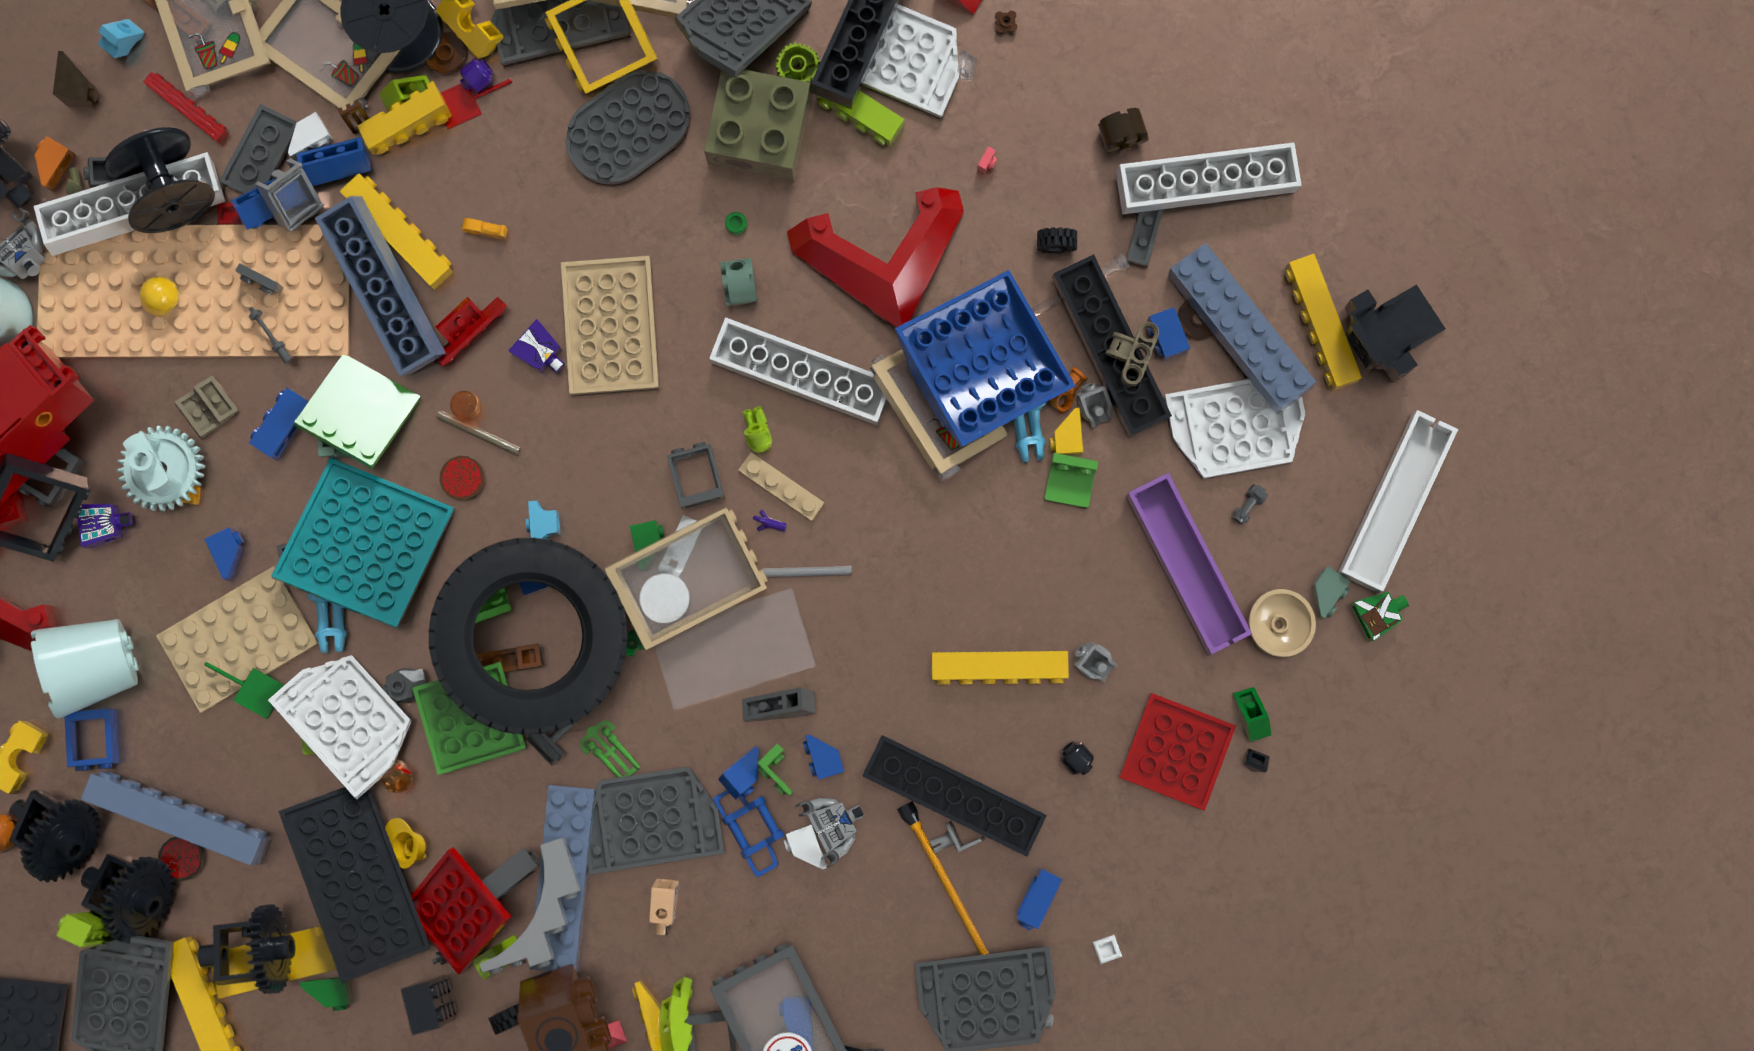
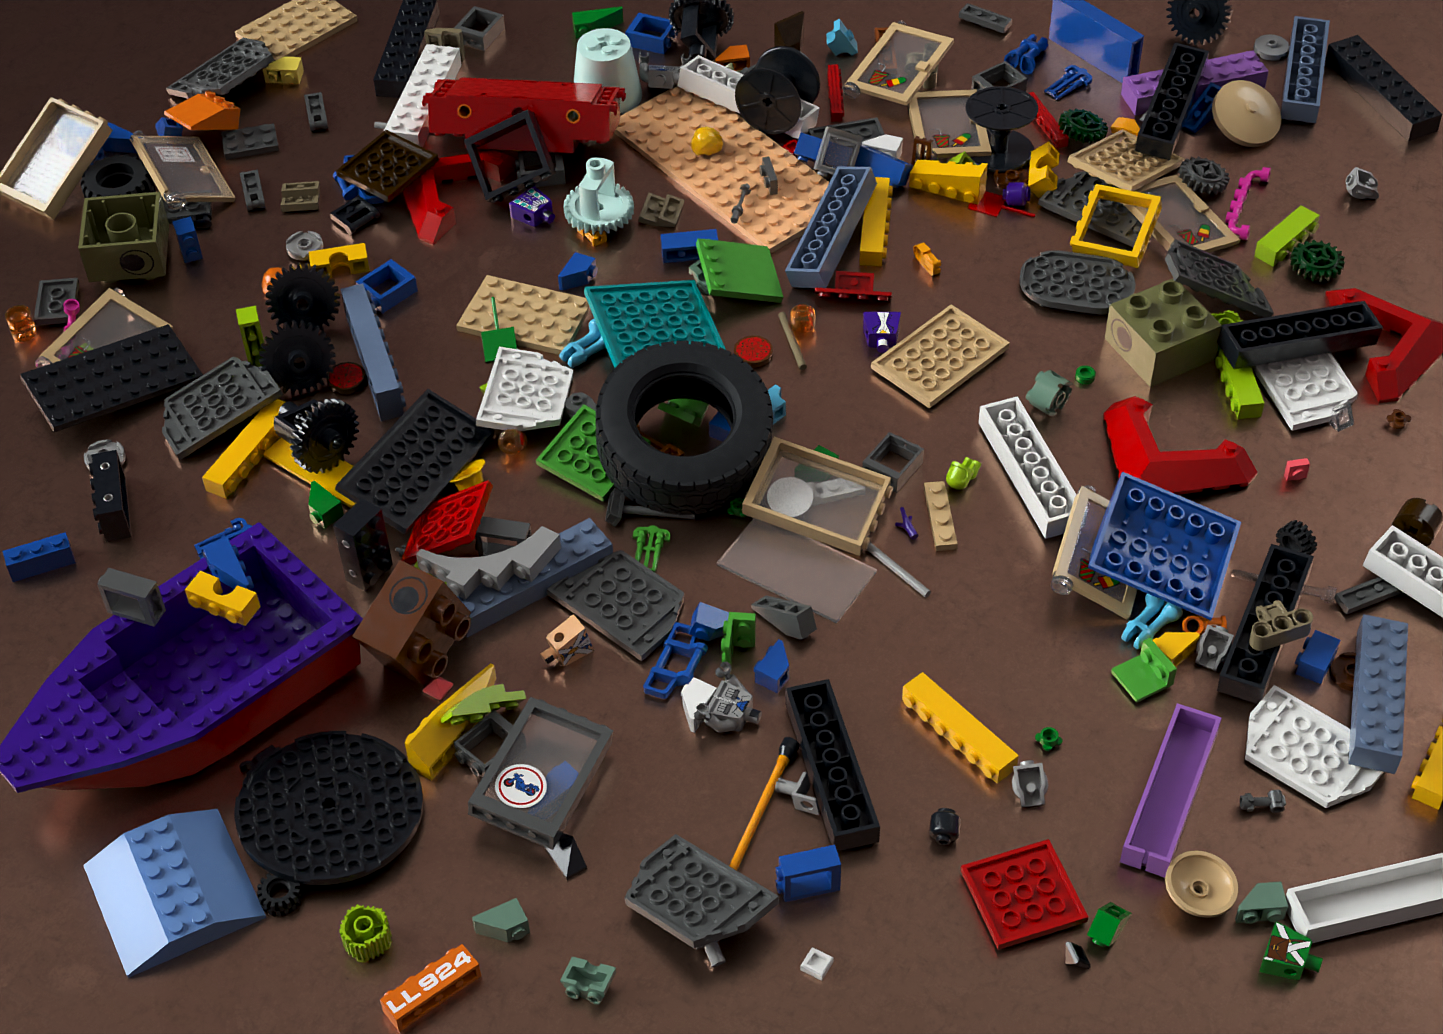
camera: 50 degrees right, 35 degrees down
(83, 664) = (431, 239): light aqua cone -> none
(1069, 602) = (1048, 733): none -> green plate

